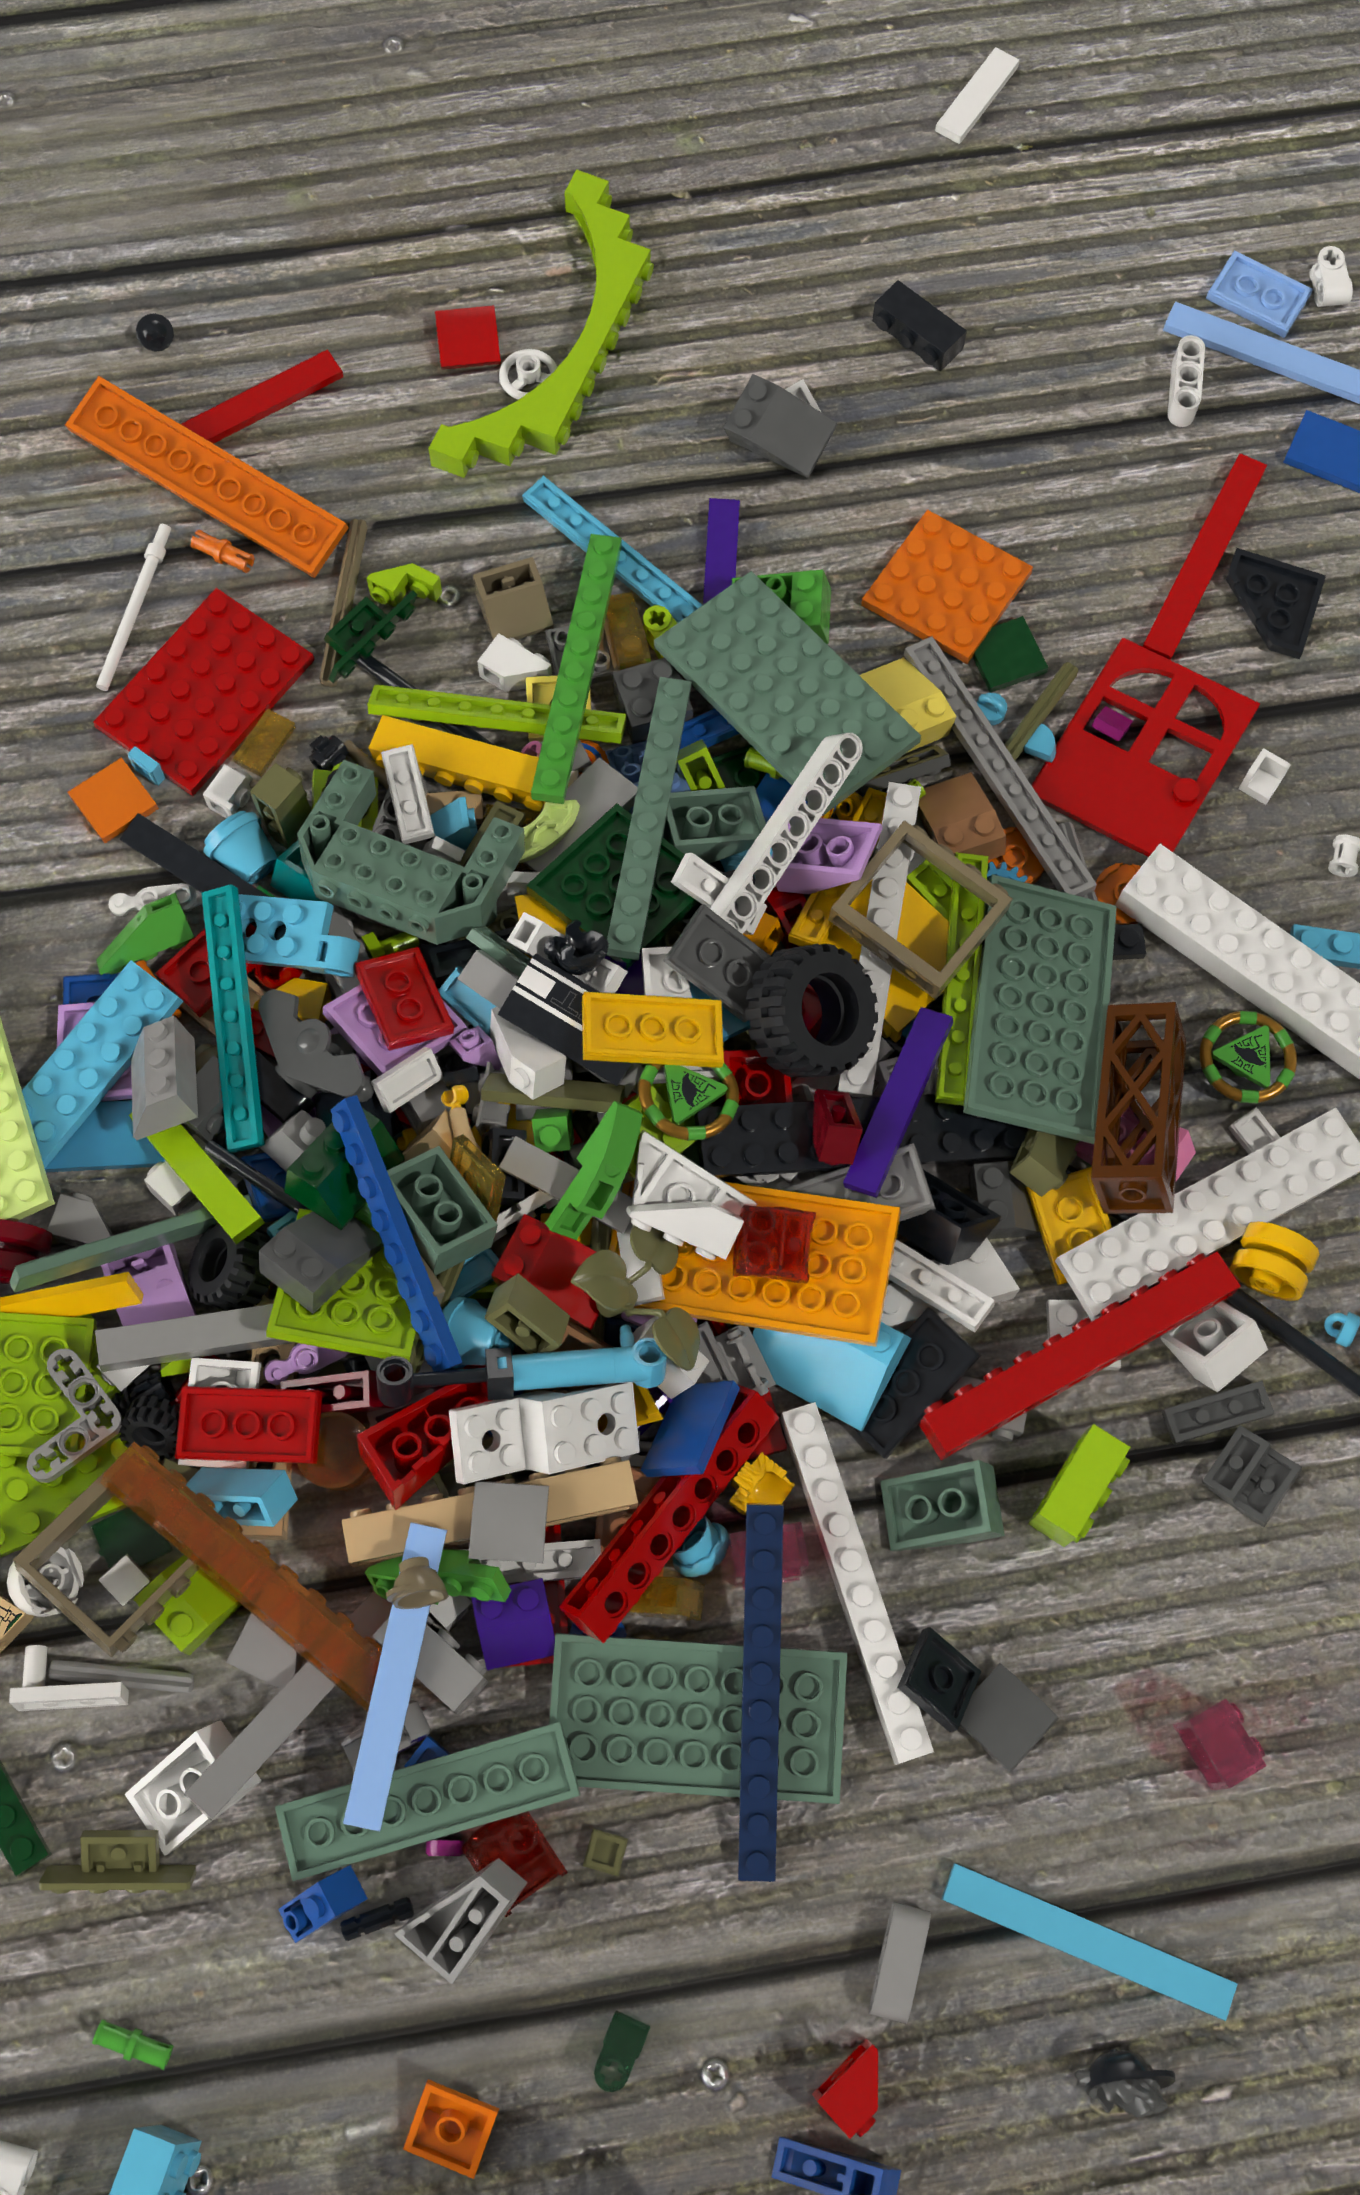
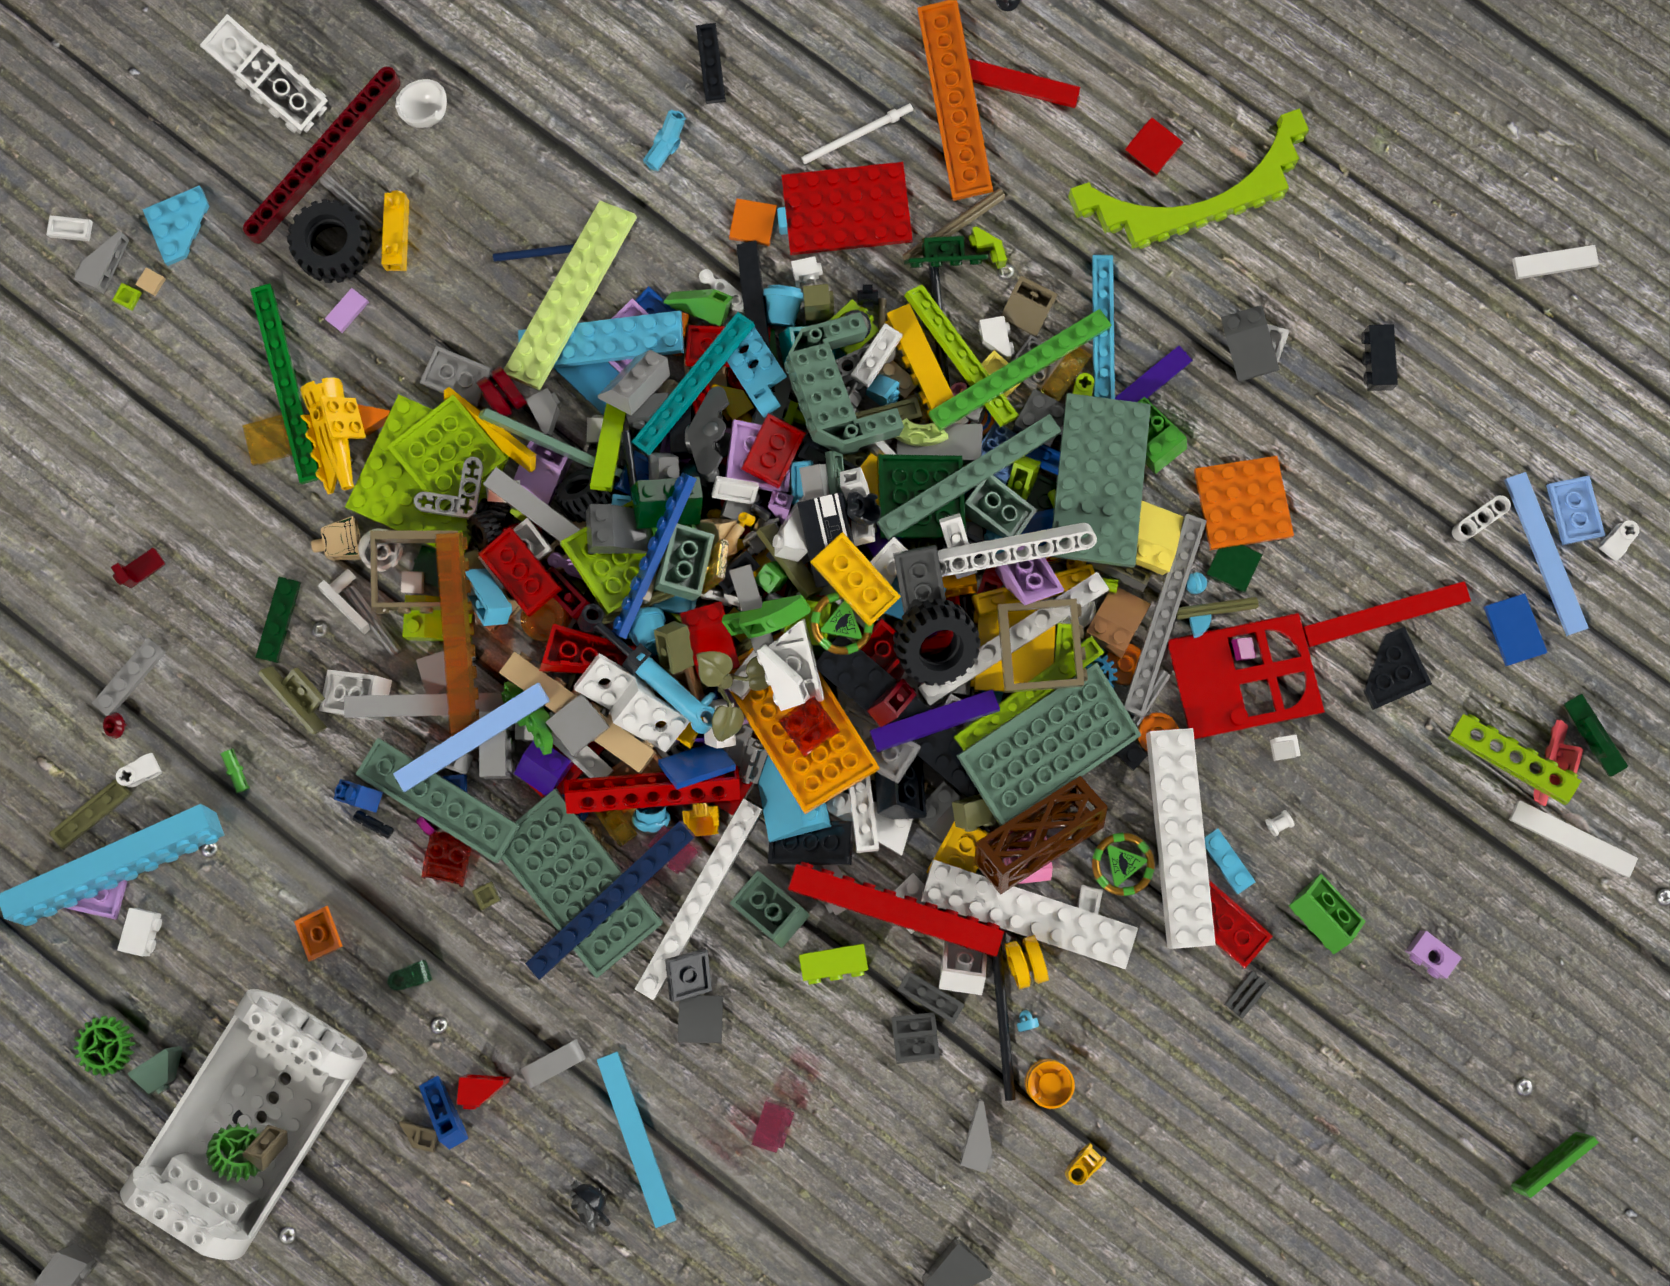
camera: 50 degrees right, 10 degrees up
(222, 551) = (924, 145): orange pin -> none
(264, 742) = (847, 261): clear yellow tile -> none
(416, 1585) = (512, 711): dark tan piece -> none
(444, 850) = (864, 398): white plate -> none
(461, 1921) = (399, 860): light grey wedge -> none
(527, 368) = (1166, 186): white piece -> none

